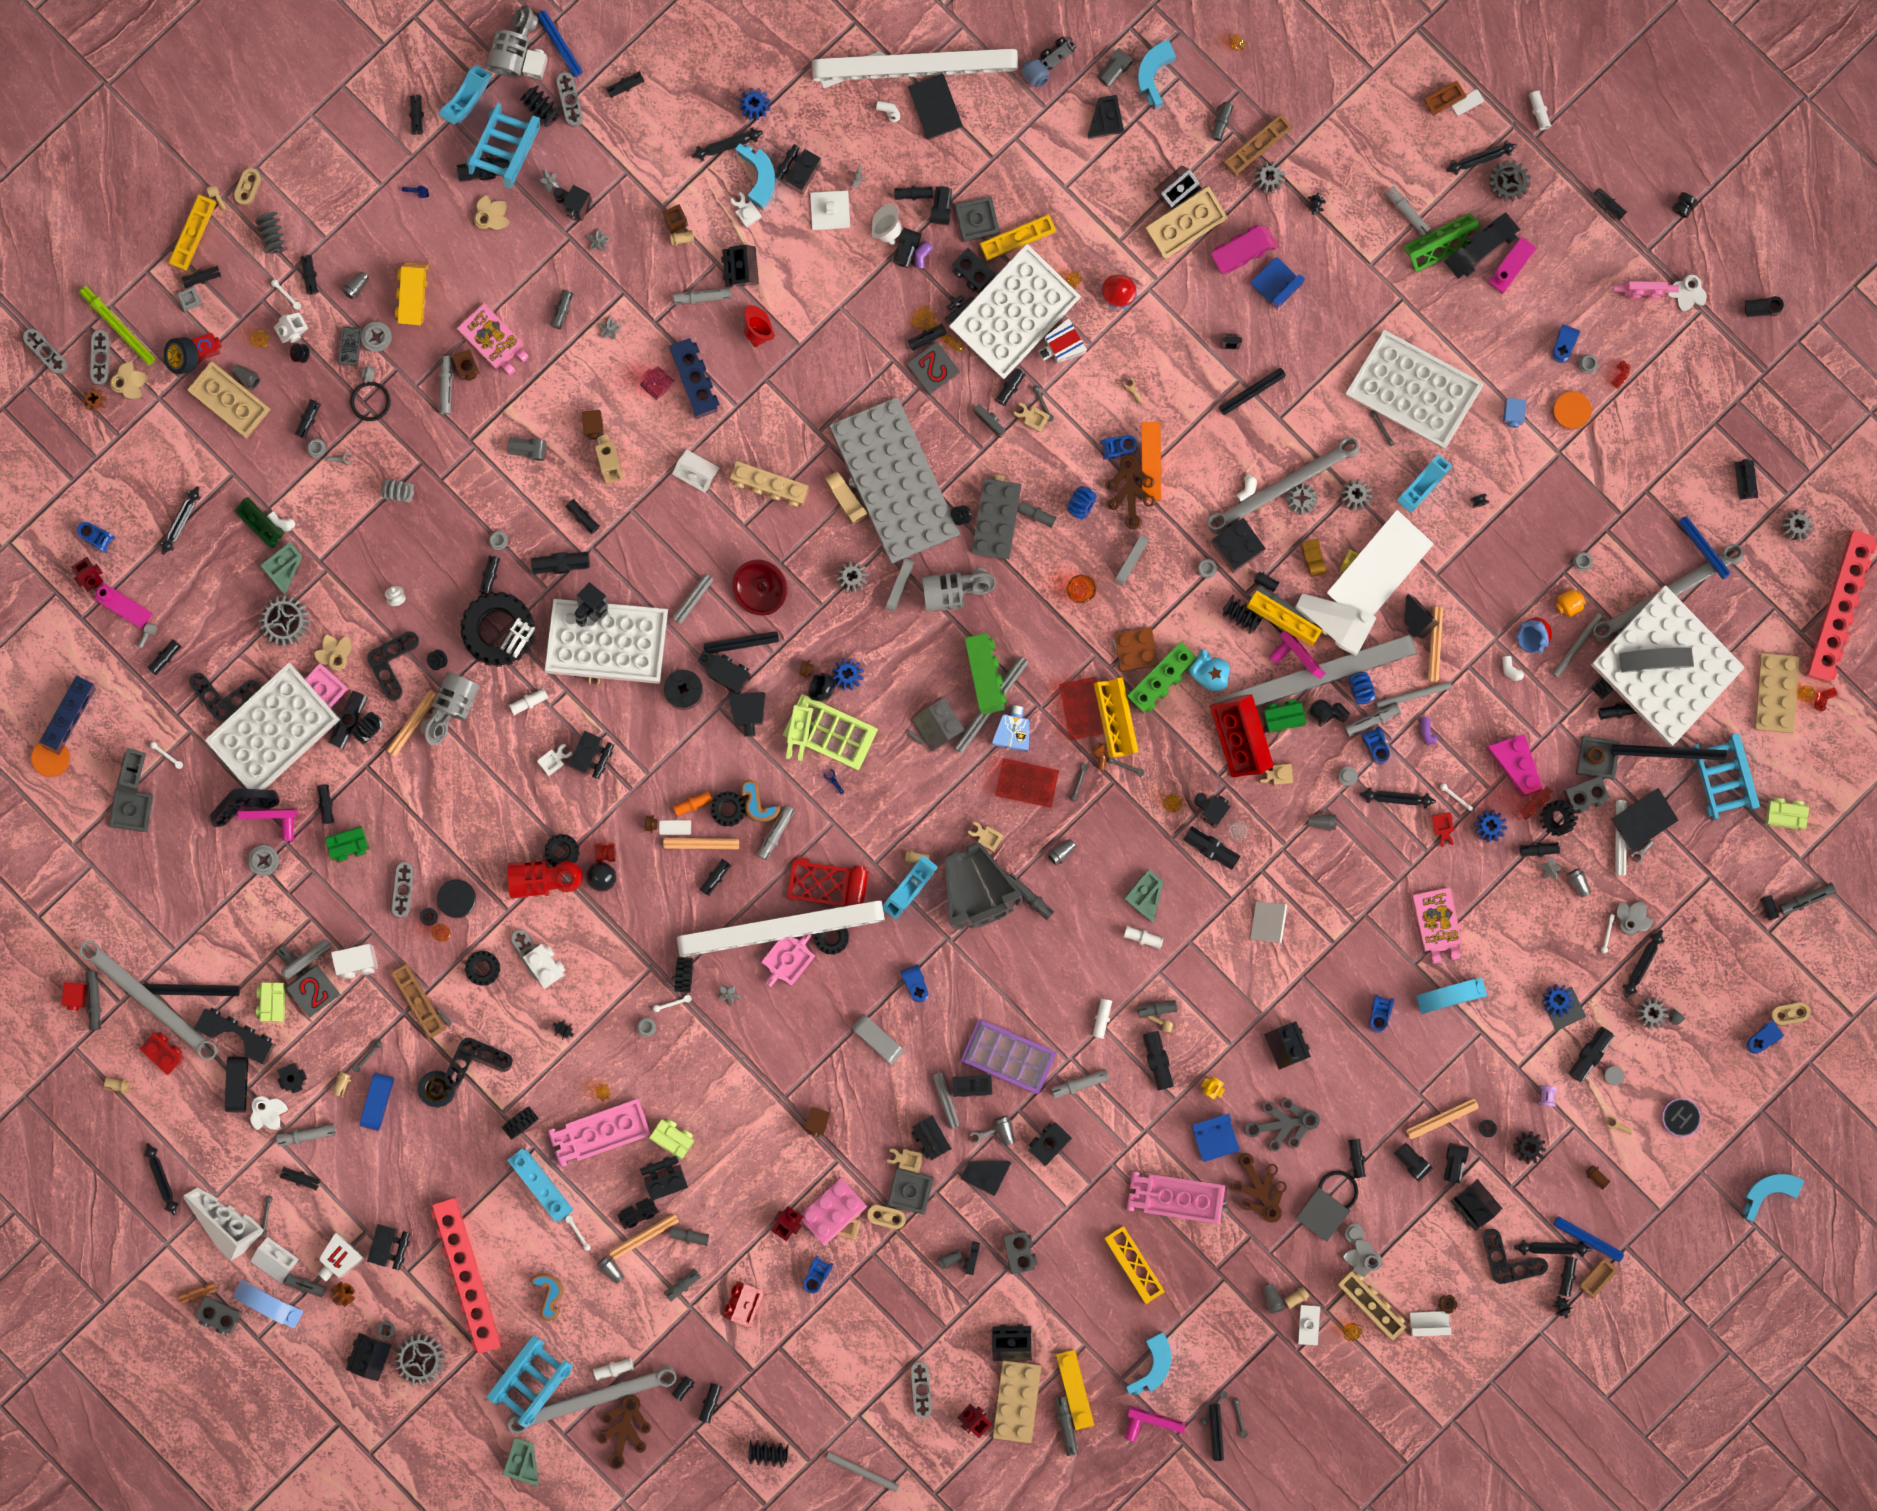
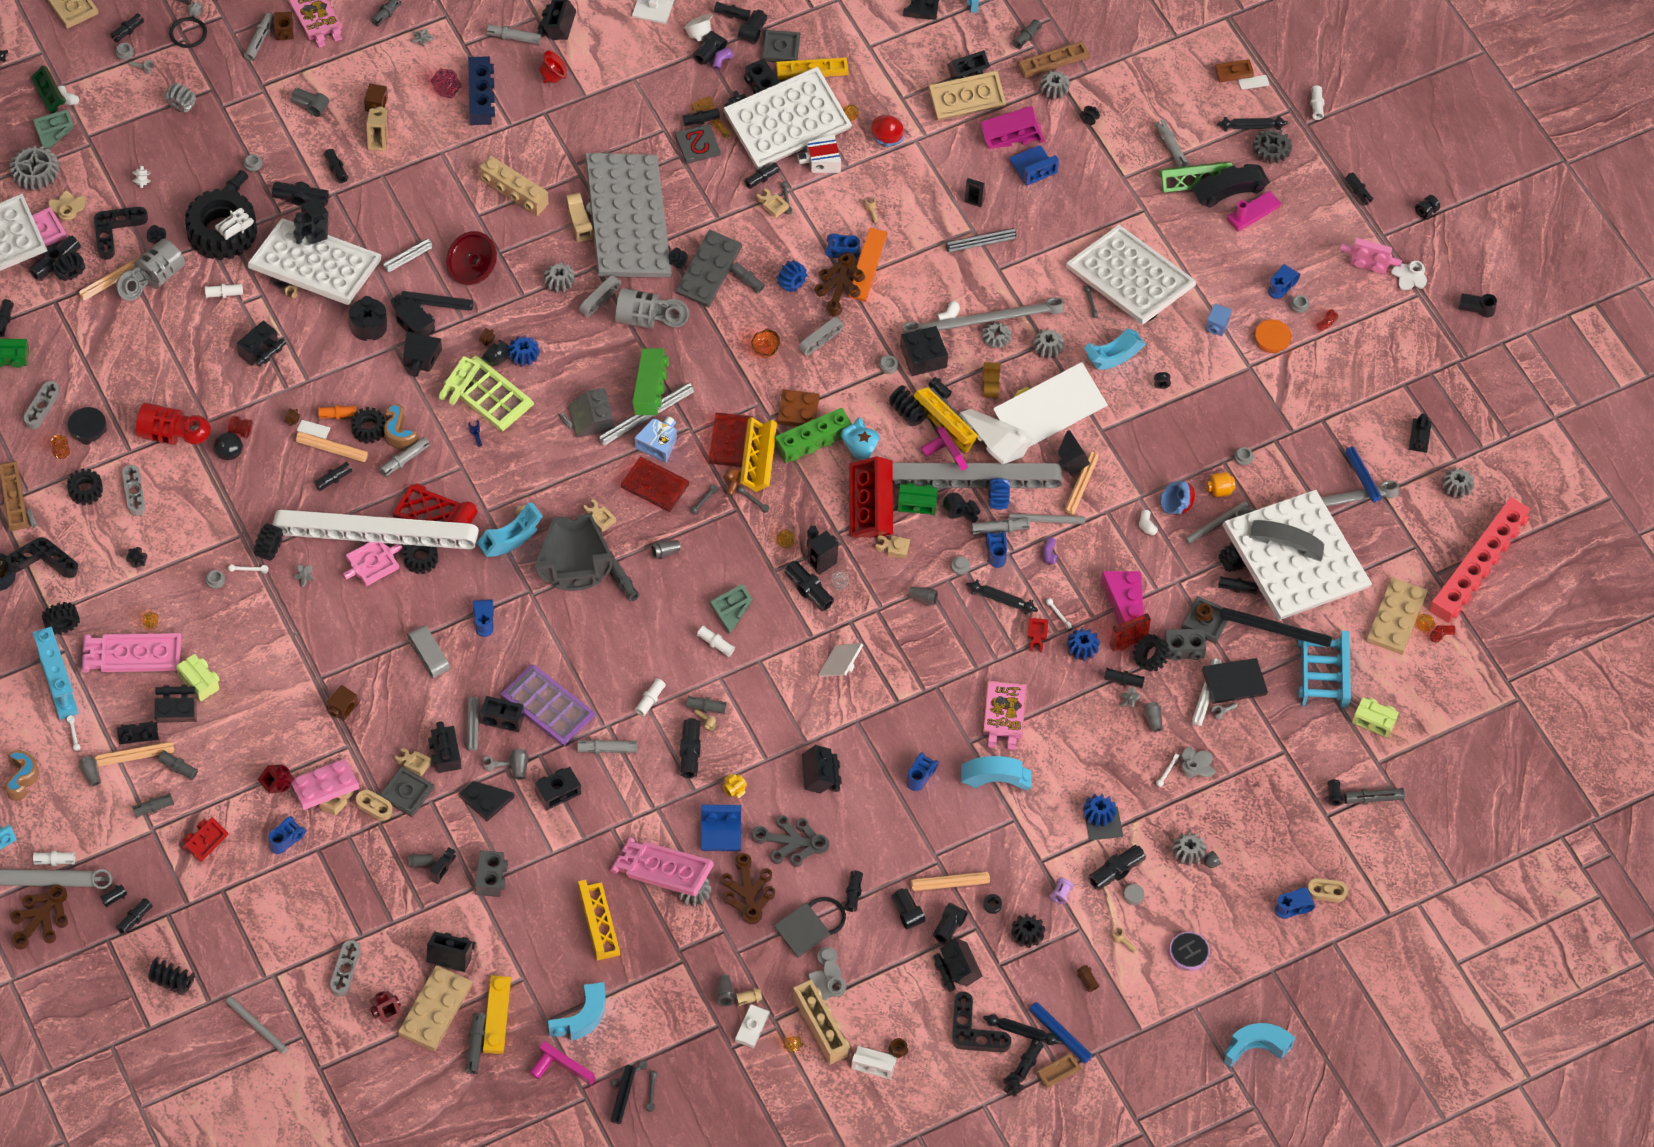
camera: 15 degrees right, 25 degrees down
(425, 912) = (54, 428): black bush -> none
(544, 965) = (142, 498): white bracket -> none
(552, 761) = (224, 342): white plate -> none
(557, 840) = (202, 405): black tyre -> none
(695, 470) = (451, 159): white panel -> none
(990, 420) = (733, 194): dark grey plate -> none
(1643, 963) = (1194, 805): black wheel -> none

